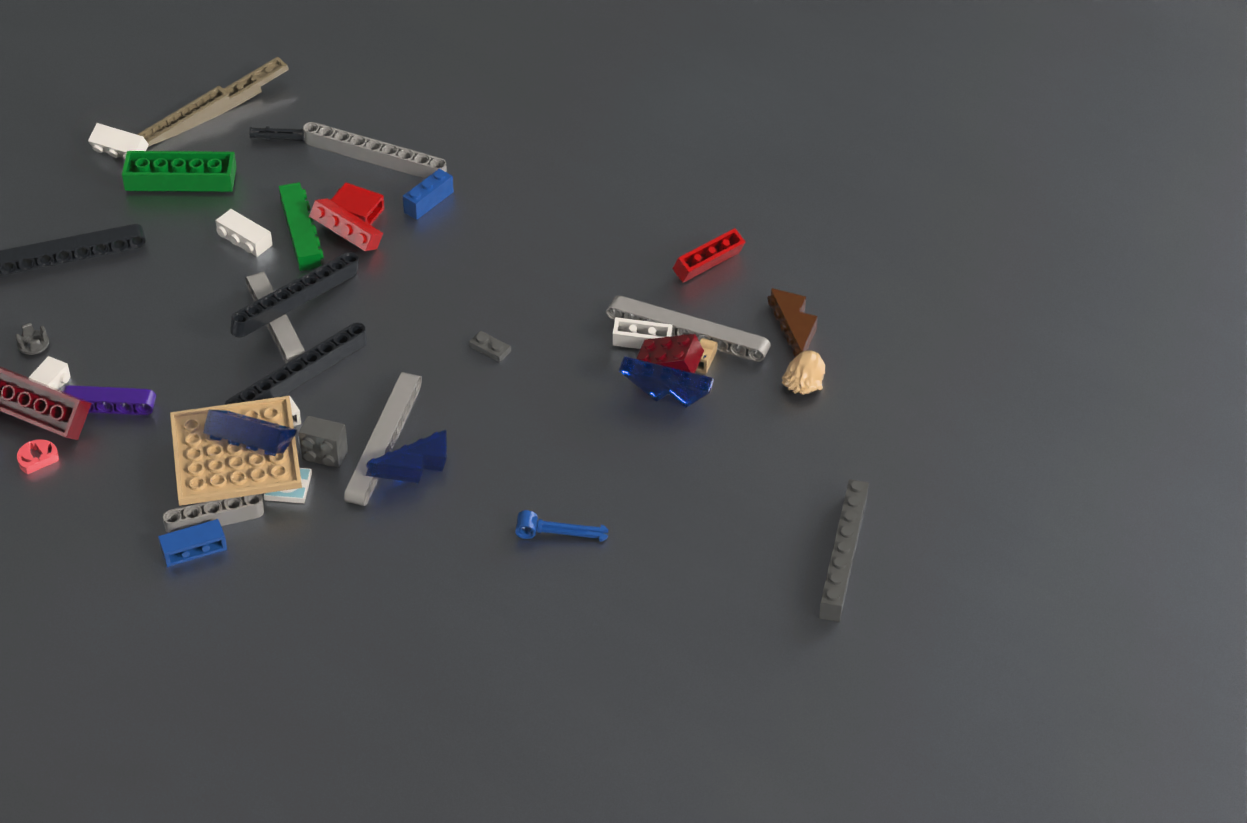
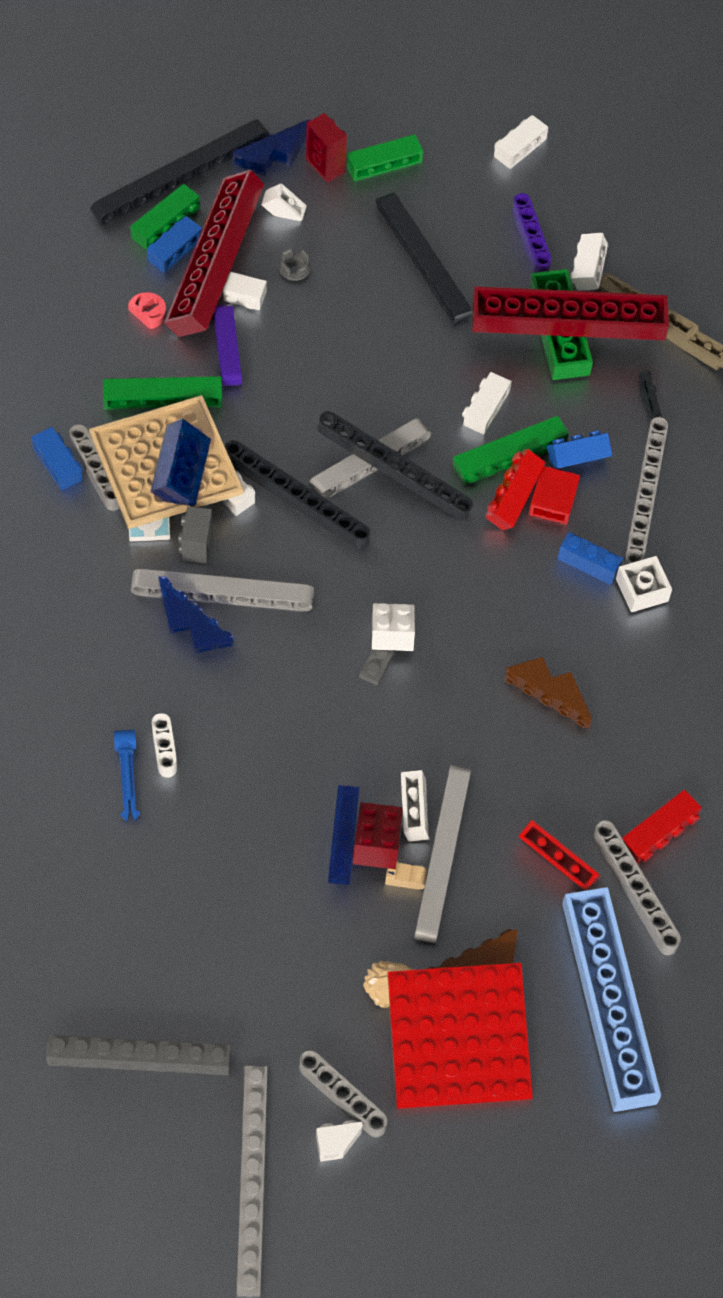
camera: 75 degrees right, 15 degrees up
(69, 176) = (531, 233): none -> dark purple beam
(144, 455) = (159, 392): none -> green brick
(183, 150) = (570, 313): none -> dark red brick
(318, 178) = (579, 449): none -> blue brick
(462, 322) = (393, 627): none -> white brick
(465, 164) = (643, 584): none -> white brick
(538, 497) = (168, 753): none -> white beam
(552, 236) = (555, 692): none -> reddish brown slope
(693, 196) = (661, 826): none -> red brick
(743, 219) = (636, 897): none -> light grey beam
(840, 246) = (611, 1000): none -> light blue brick
(860, 337) = (459, 1035): none -> red plate
(897, 421) = (339, 1083): none -> light grey beam
(939, 430) = (337, 1140): none -> white slope
(965, 492) = (252, 1182): none -> light grey plate

